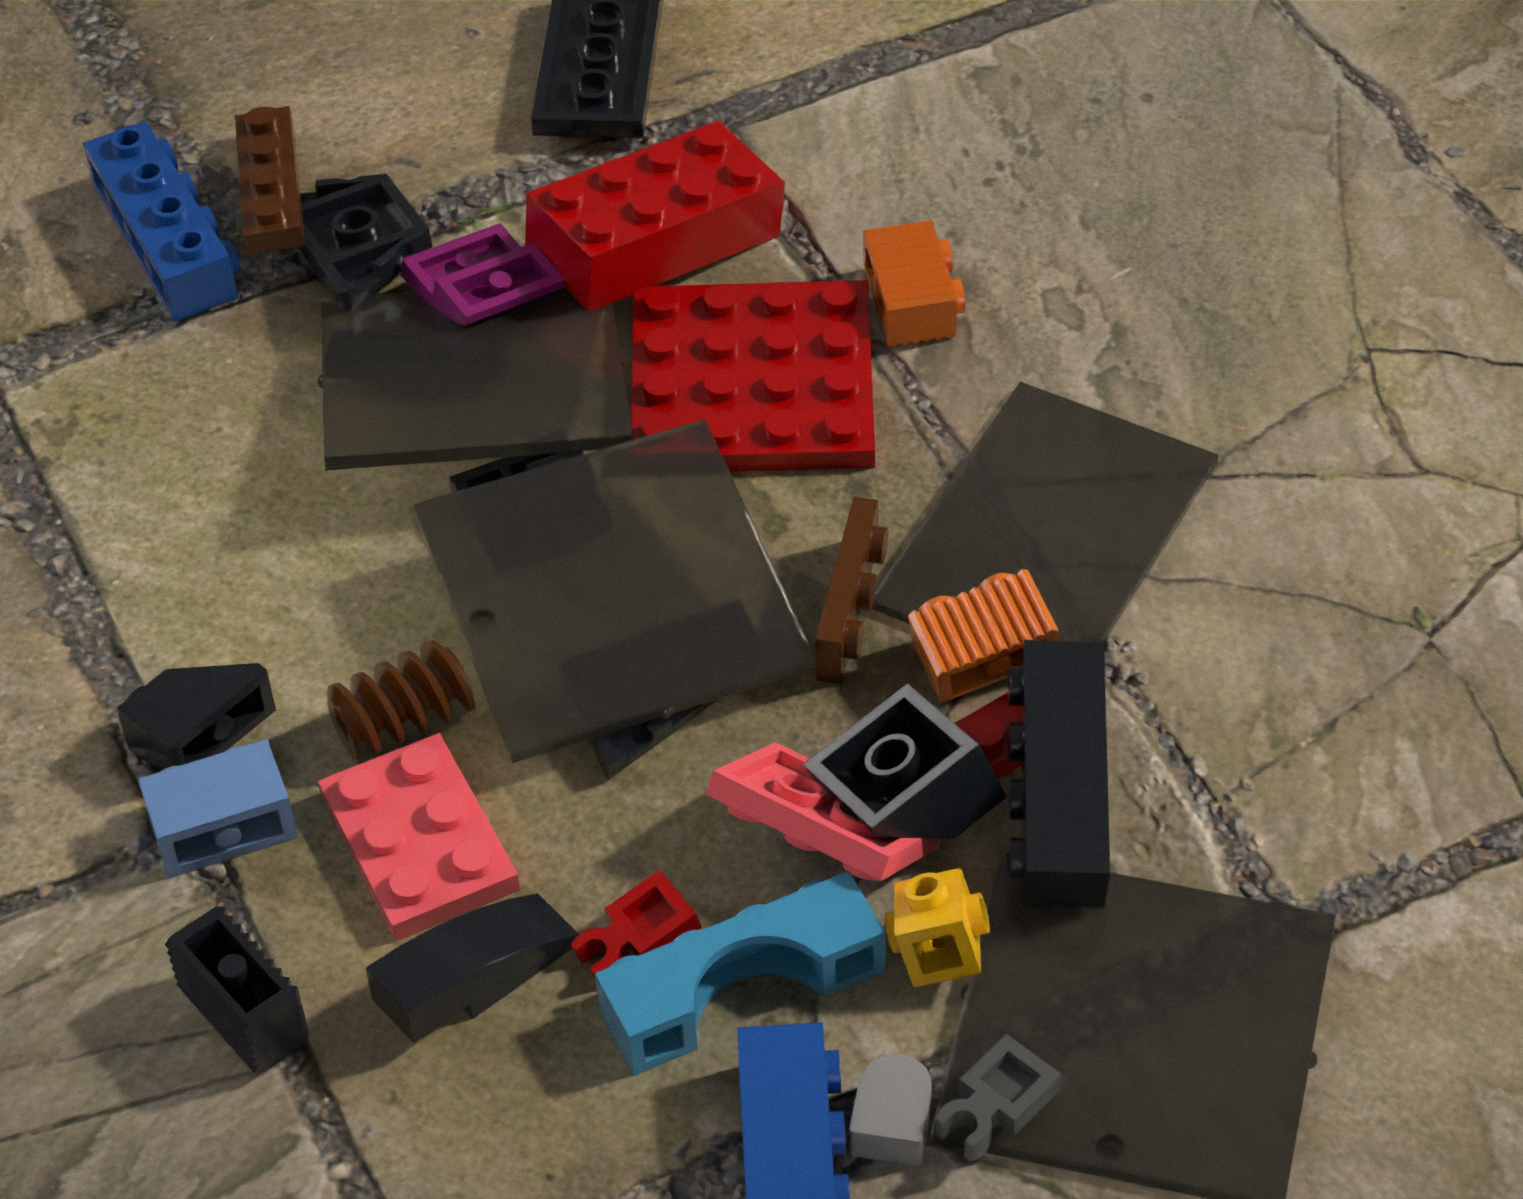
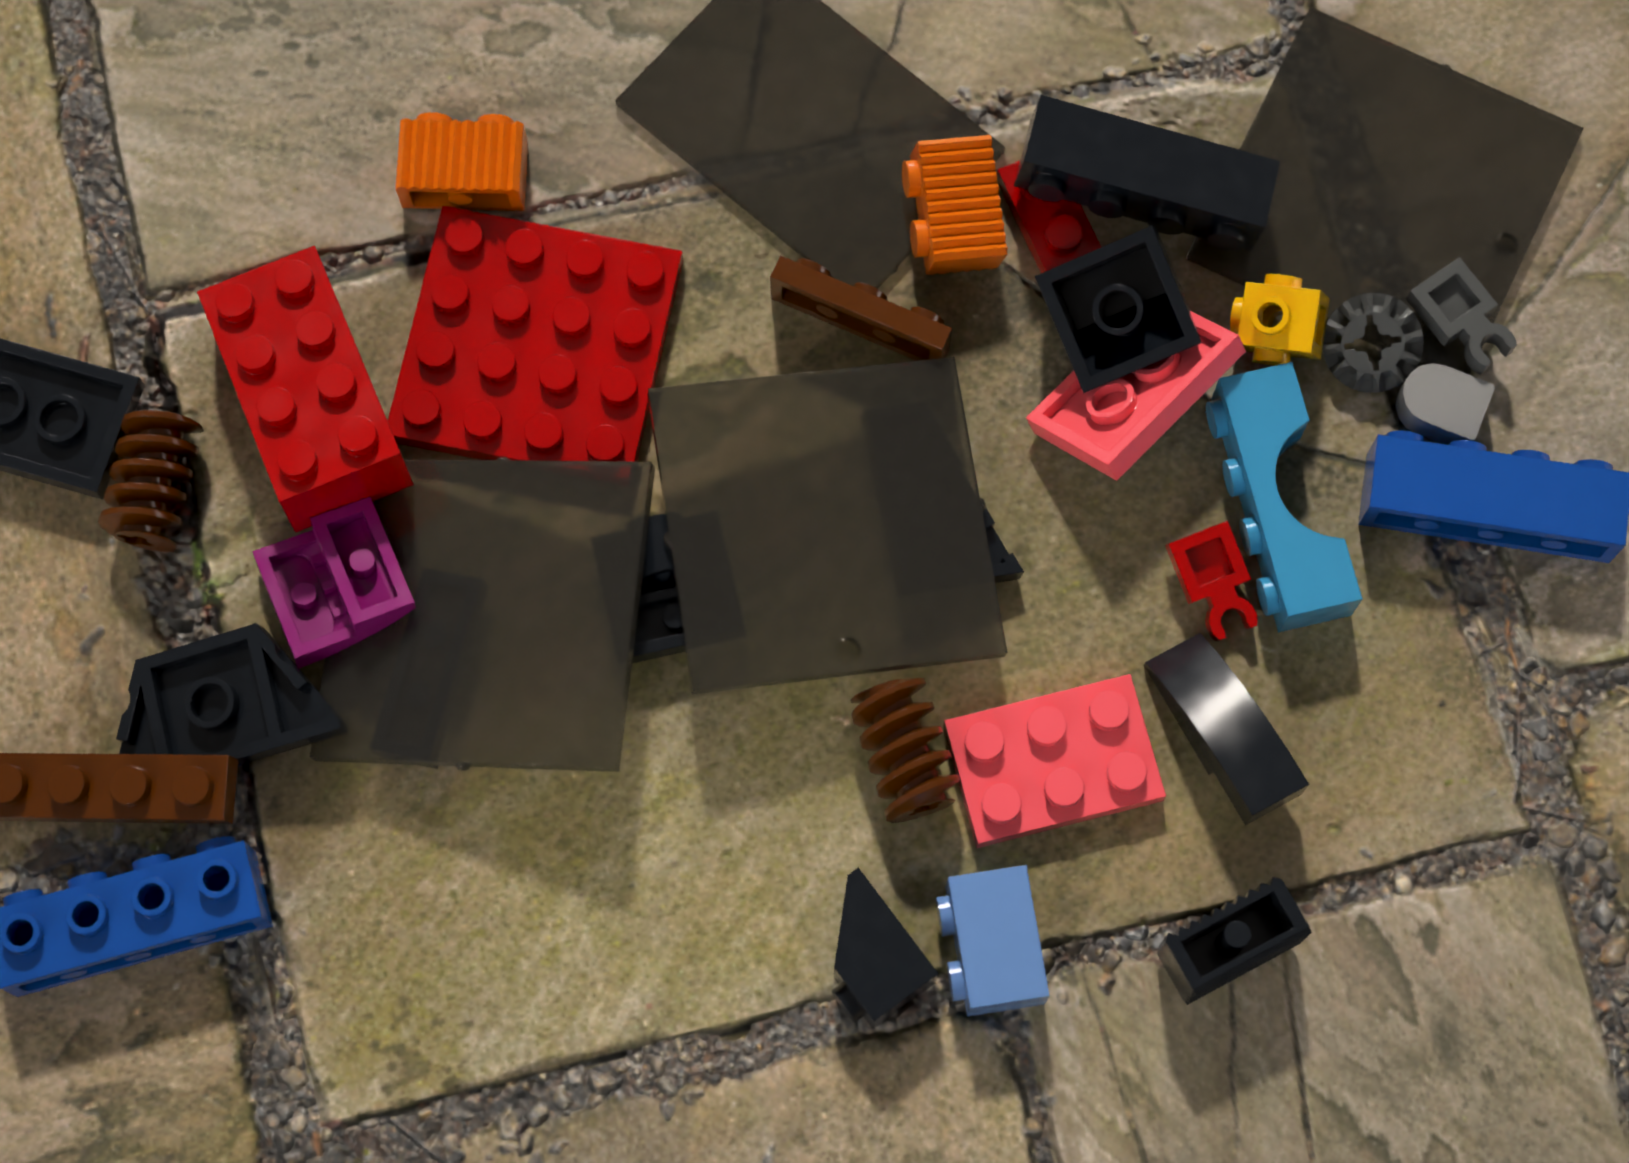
camera: 80 degrees left, 25 degrees up
(546, 146) = (146, 478): none -> reddish brown piece
(972, 1027) = (1391, 318): none -> dark grey gear

